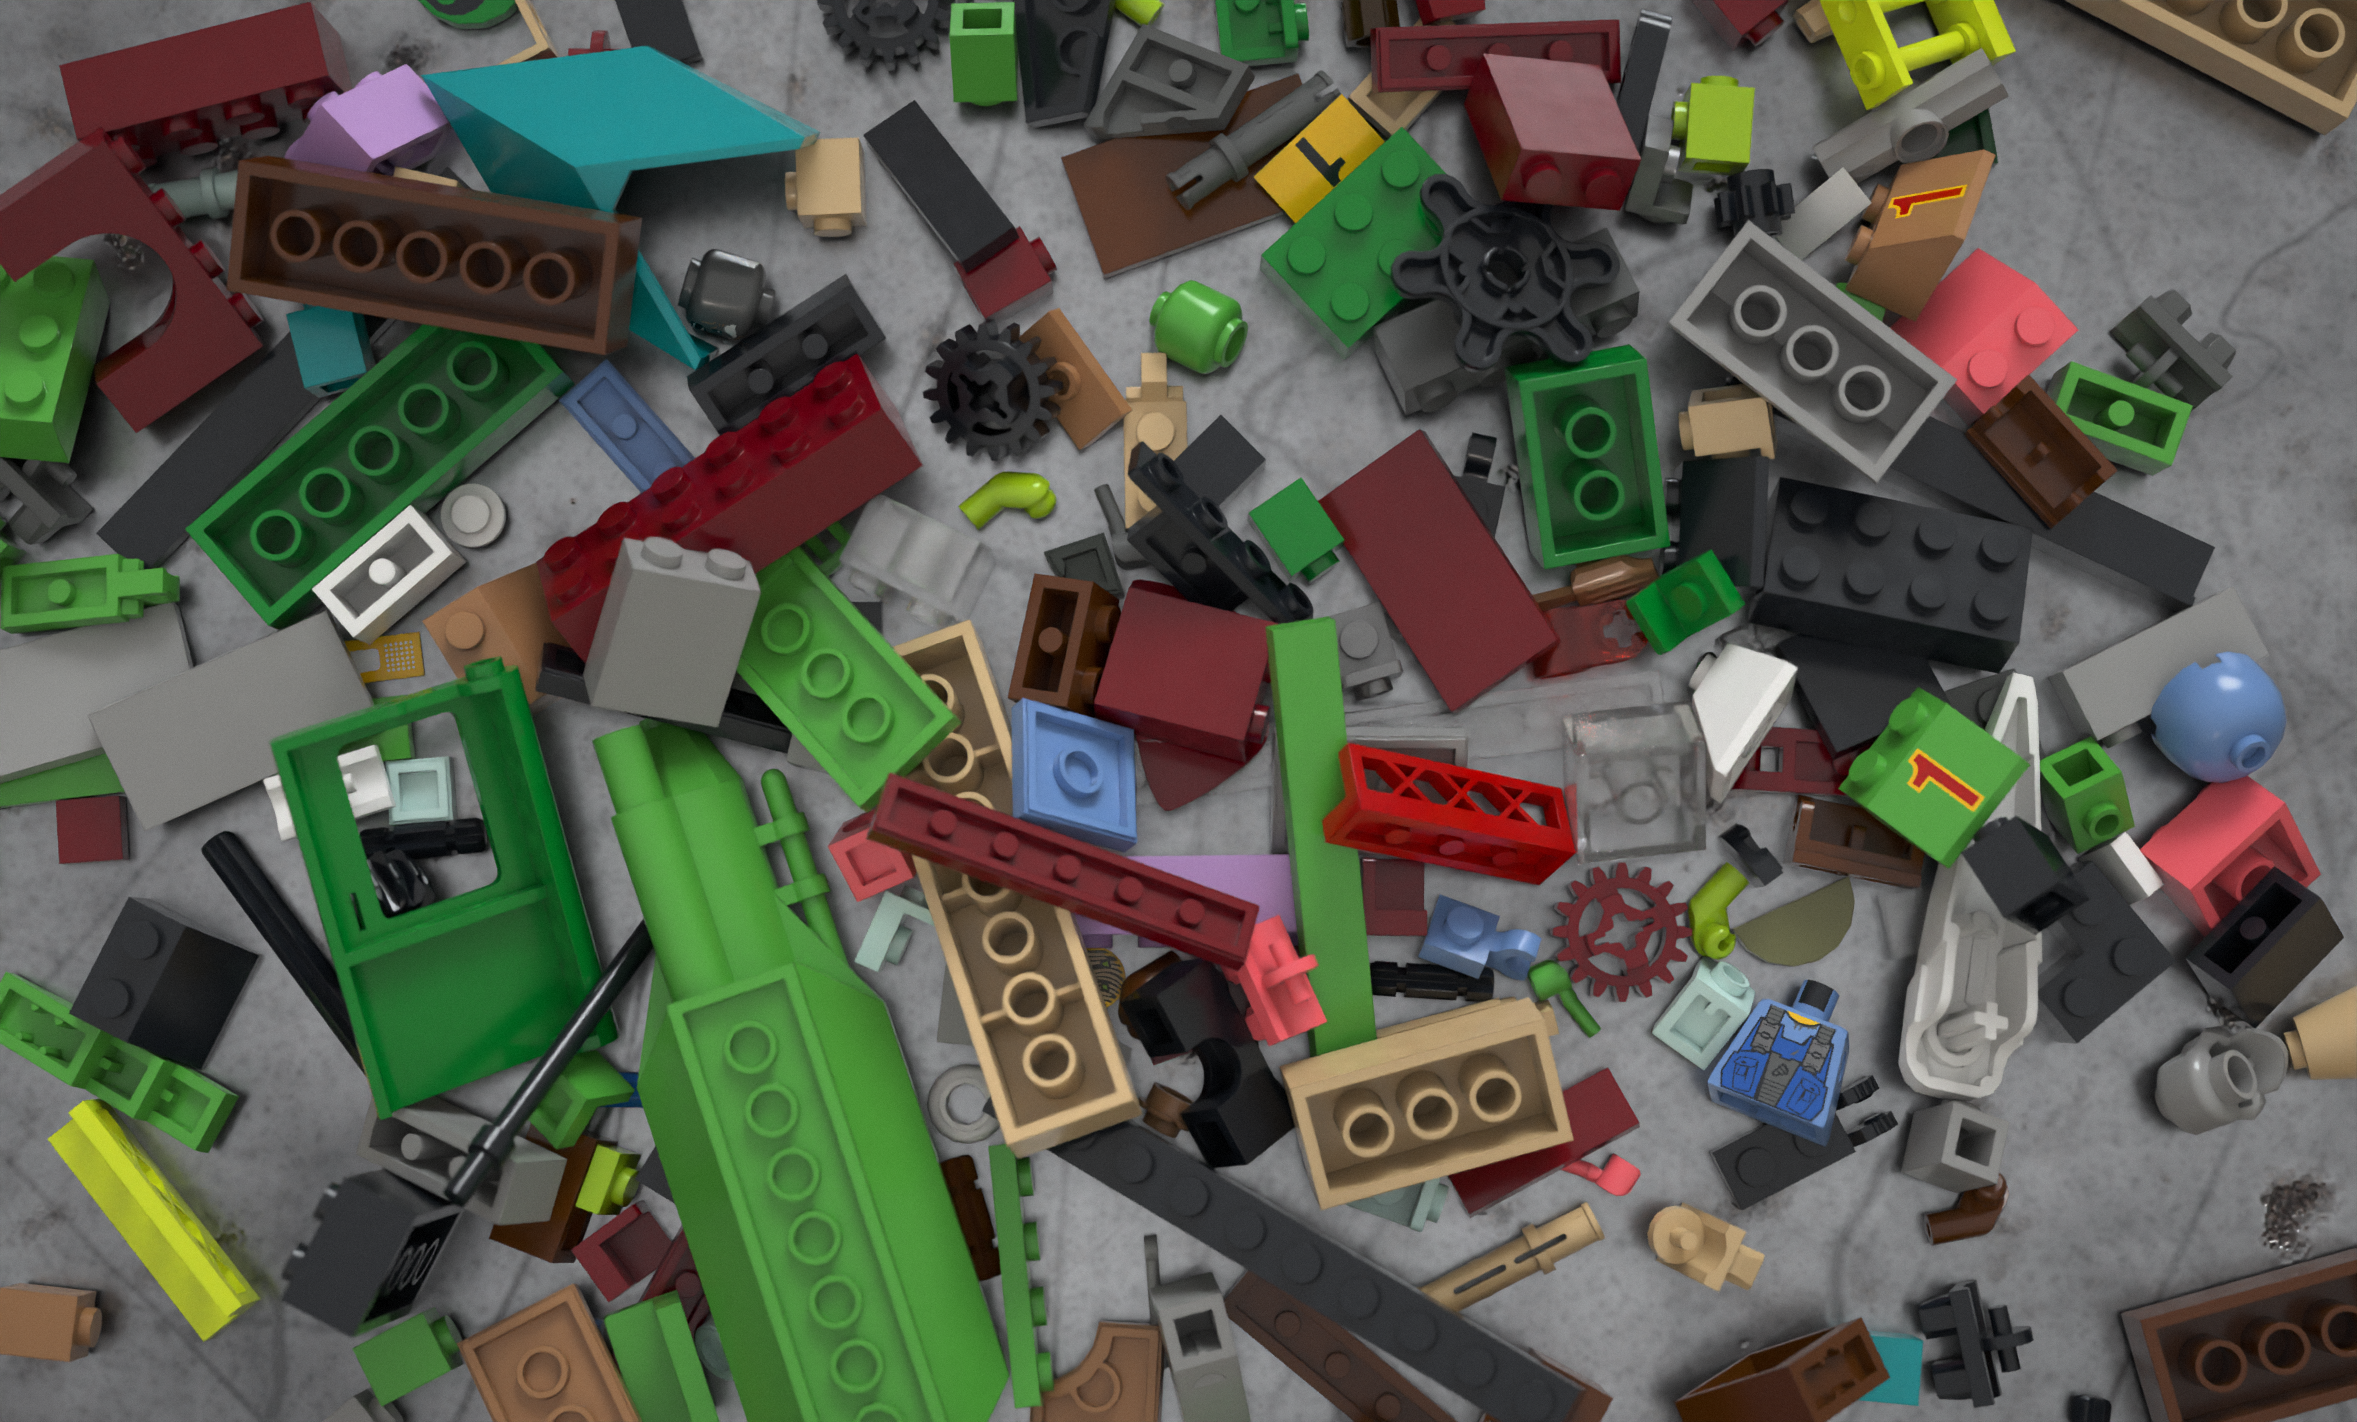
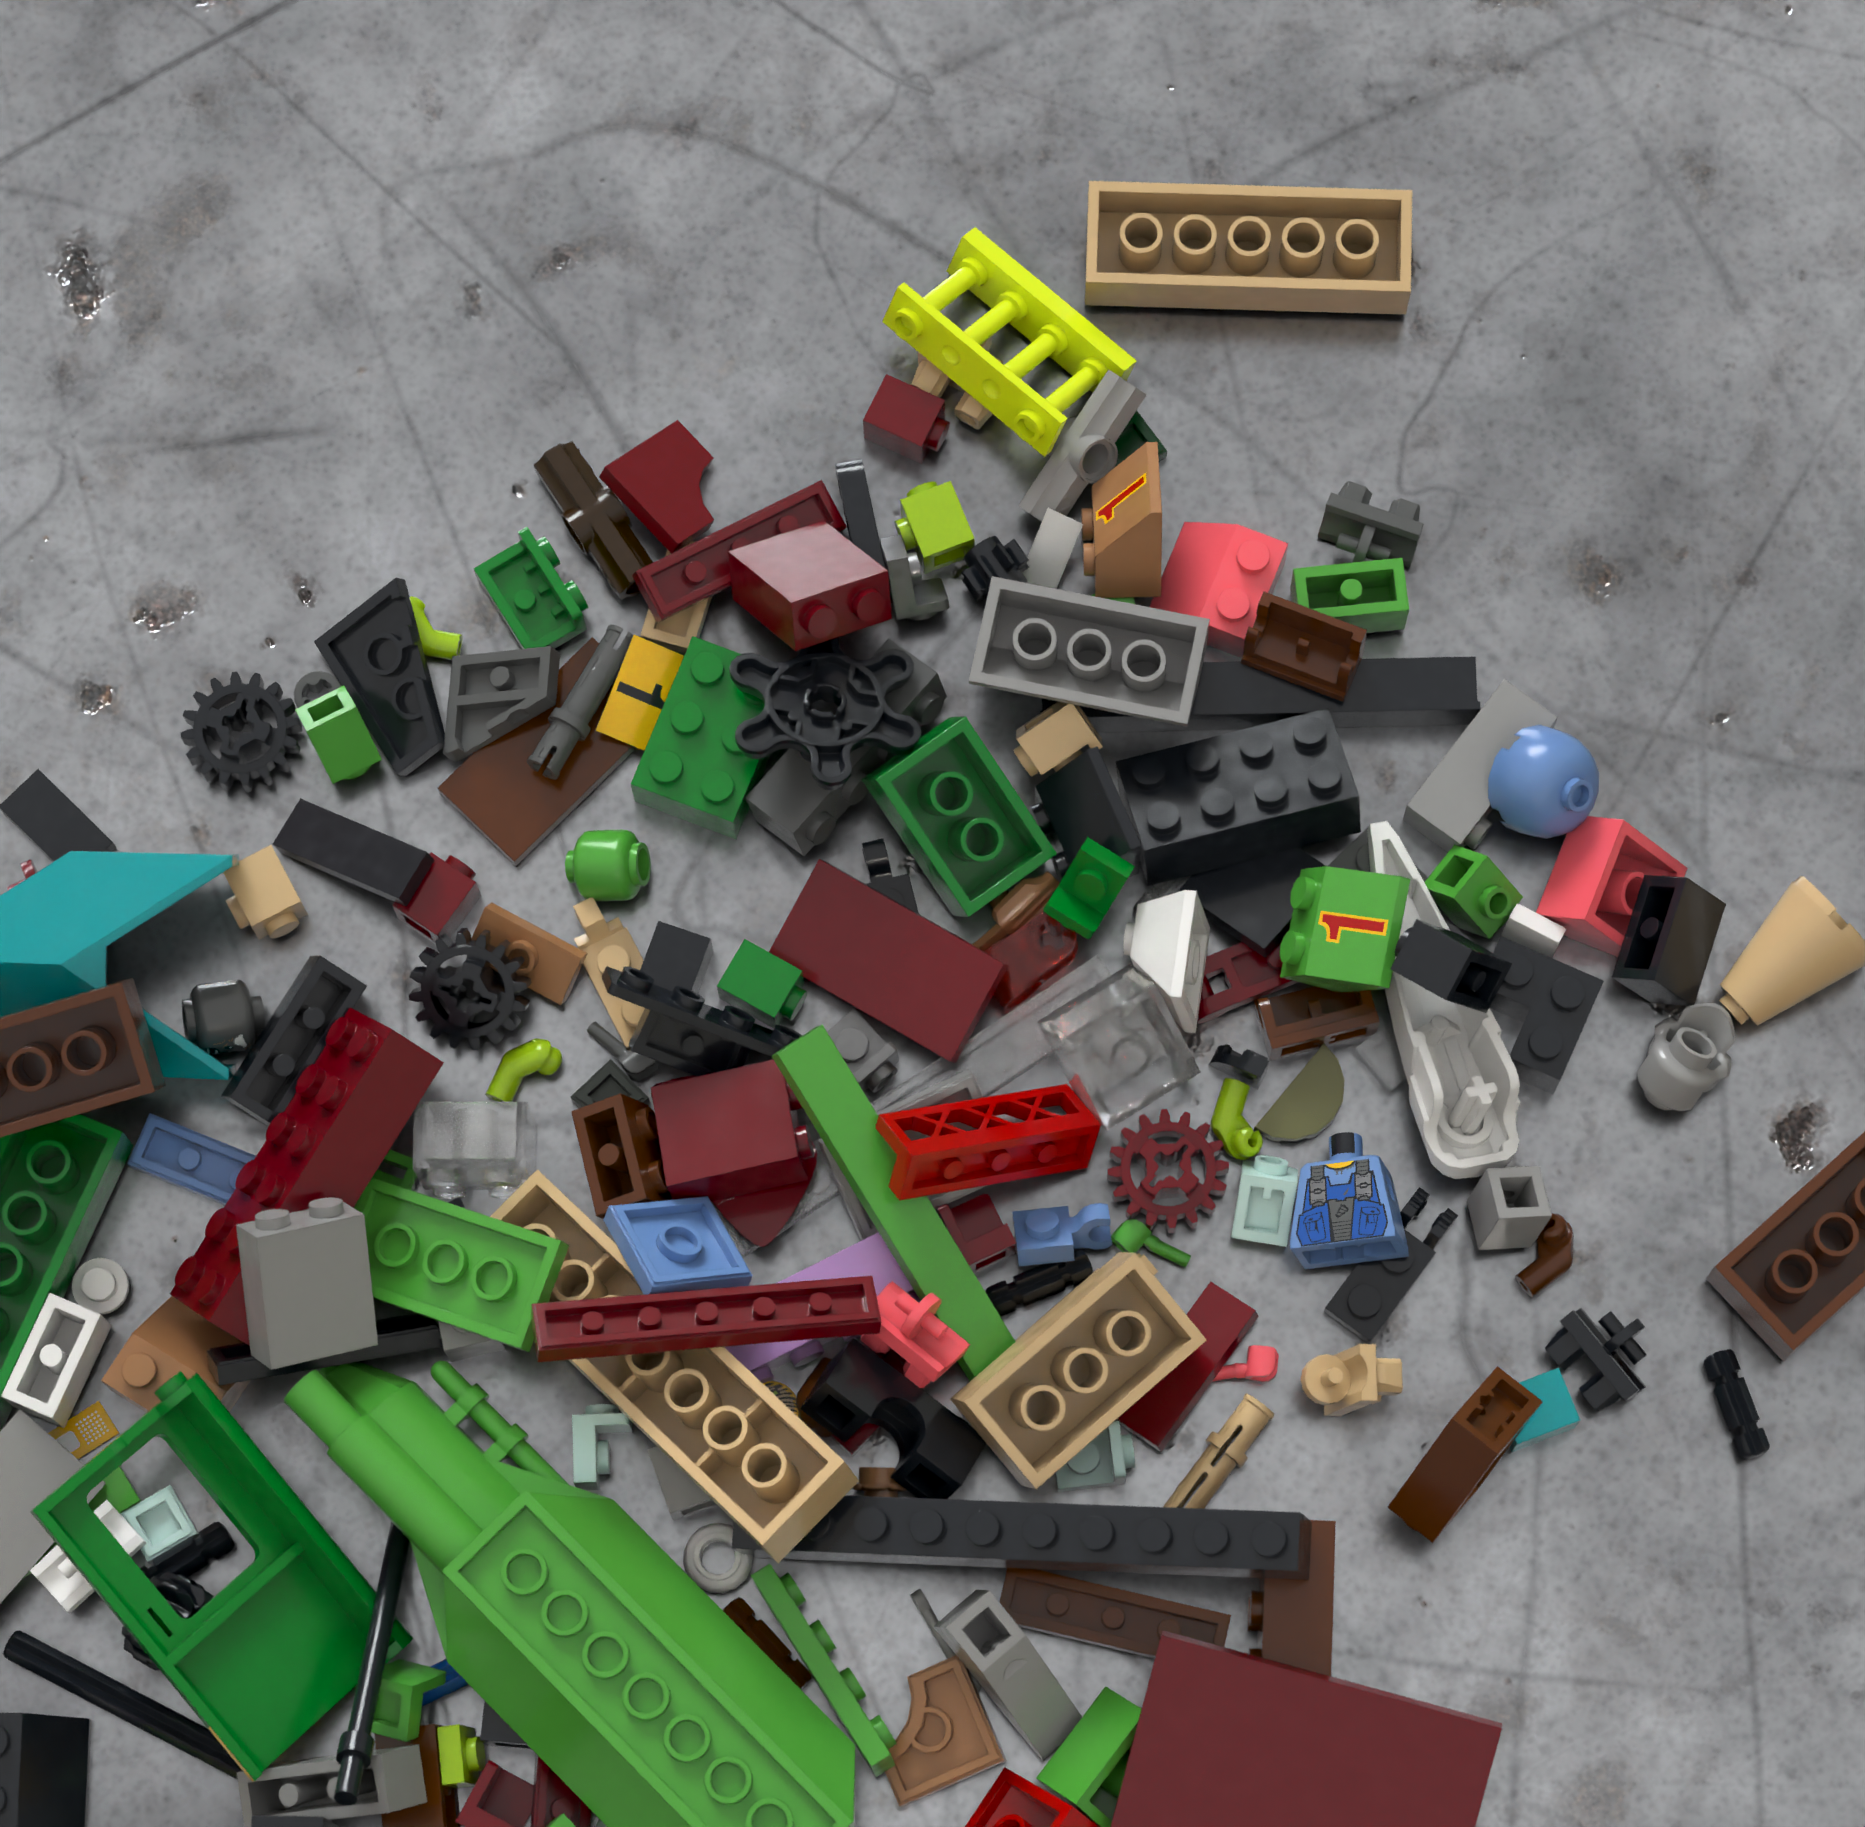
camera: 25 degrees left, 10 degrees down
(868, 864) = (549, 1391): coral brick -> none

